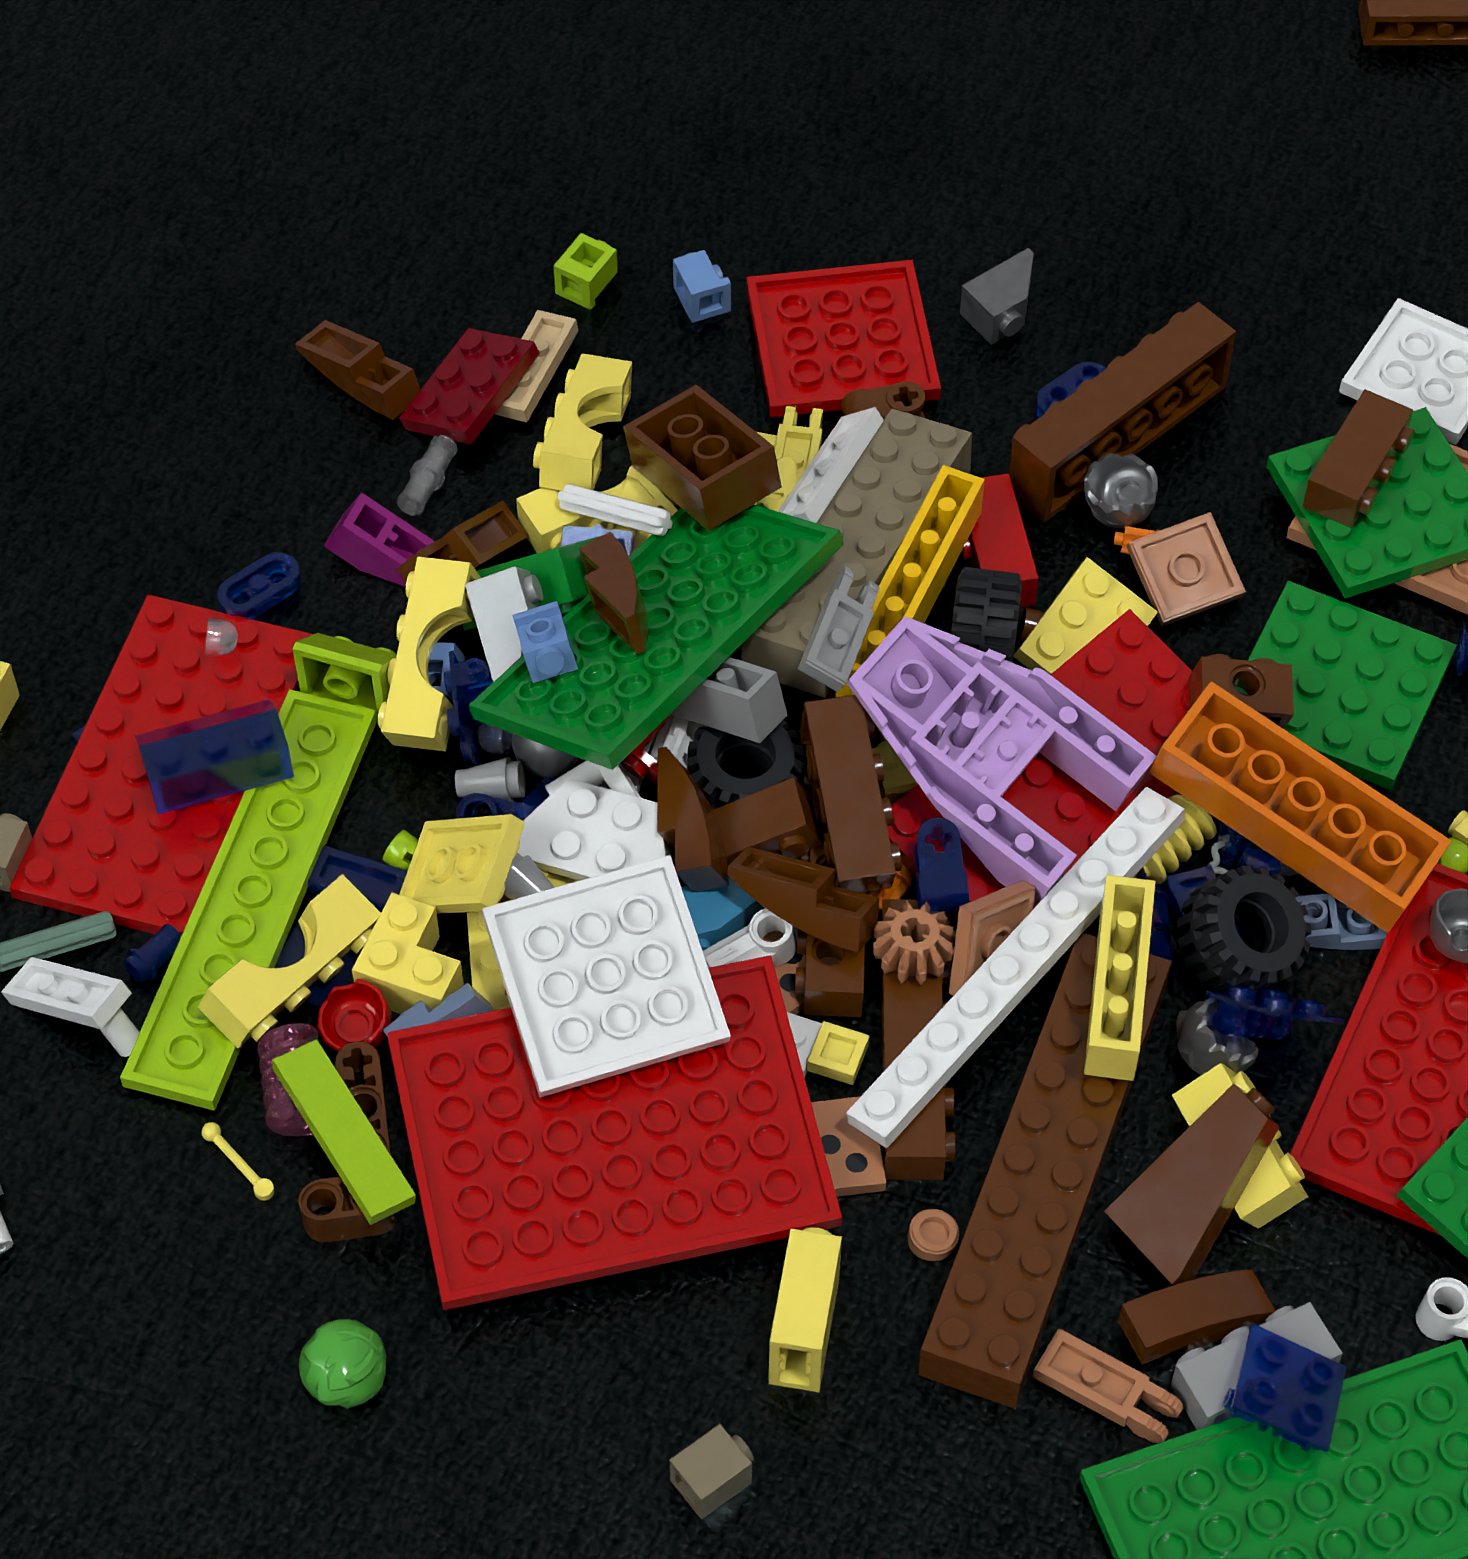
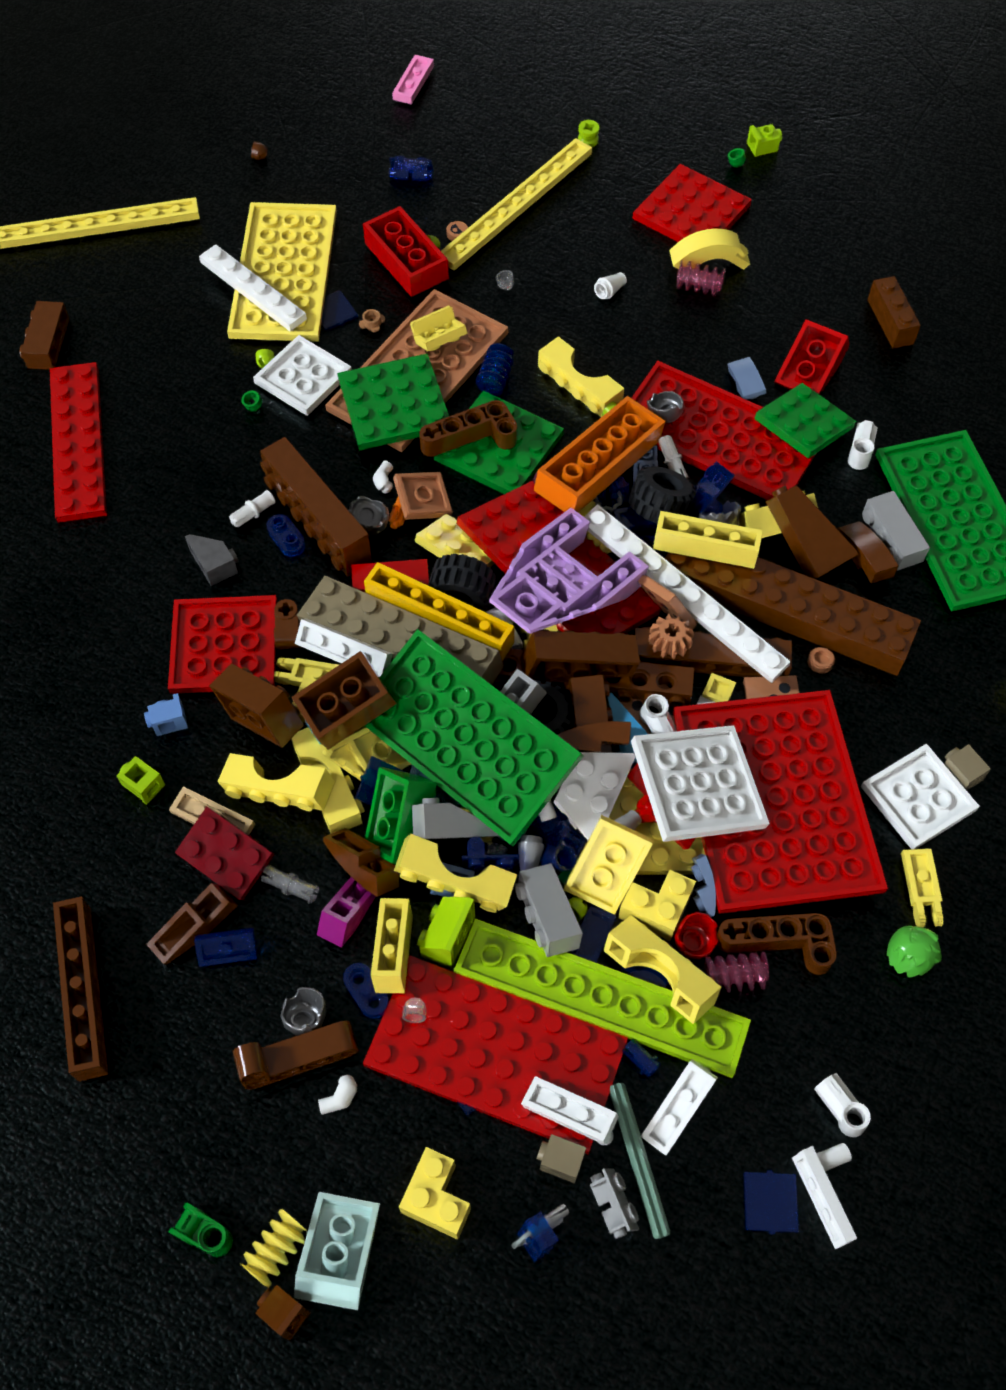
camera: 85 degrees left, 5 degrees up
(55, 847) = (570, 1110): none -> white piece
(71, 1241) = (841, 1103): none -> white piece
(100, 577) = (342, 1096): none -> white arm
(155, 503) = (268, 1064): none -> reddish brown beam
(215, 756) = (504, 1013): clear blue slope -> none
(220, 512) = (304, 1011): none -> flat silver hair
(252, 251) = (80, 989): none -> reddish brown brick
(262, 1187) = (798, 996): light yellow hinge -> none
(319, 597) = (392, 945): none -> light yellow brick
(321, 410) = (225, 947): none -> clear blue plate
(343, 1132) = (785, 936): lime tile -> none
(386, 801) = (548, 910): none -> light grey brick
(468, 1386) = (922, 885): none -> light yellow hinge
(545, 642) = (486, 799): medium blue brick -> none
(615, 510) = (359, 762): white axle -> none
(615, 590) = (444, 750): reddish brown slope -> none
(646, 1389) = (919, 796): none -> white plate
(719, 356) = (257, 704): none -> reddish brown brick
(804, 1309) = (881, 712): light yellow brick -> none
(807, 897) = (644, 682): reddish brown slope -> none
(839, 632) = (485, 636): light grey hinge -> none
(940, 875) = (628, 619): clear blue piece -> none
(1105, 1385) = (906, 590): nougat hinge -> none
(1106, 332) = (252, 509): none -> white axle
(1216, 97) = (77, 443): none -> red plate
(1226, 511) = (381, 477): none -> white arm
(1264, 680) = (519, 475): reddish brown brick -> none
(1287, 1390) = (920, 510): clear blue hinge -> none
(1347, 306) = (252, 395): none -> green hinge
(1351, 959) = (671, 456): none -> white axle
(1359, 459) = (378, 399): reddish brown brick -> none
(1361, 636) = (469, 426): none -> reddish brown beam
(1451, 309) = (263, 357): none -> lime hinge

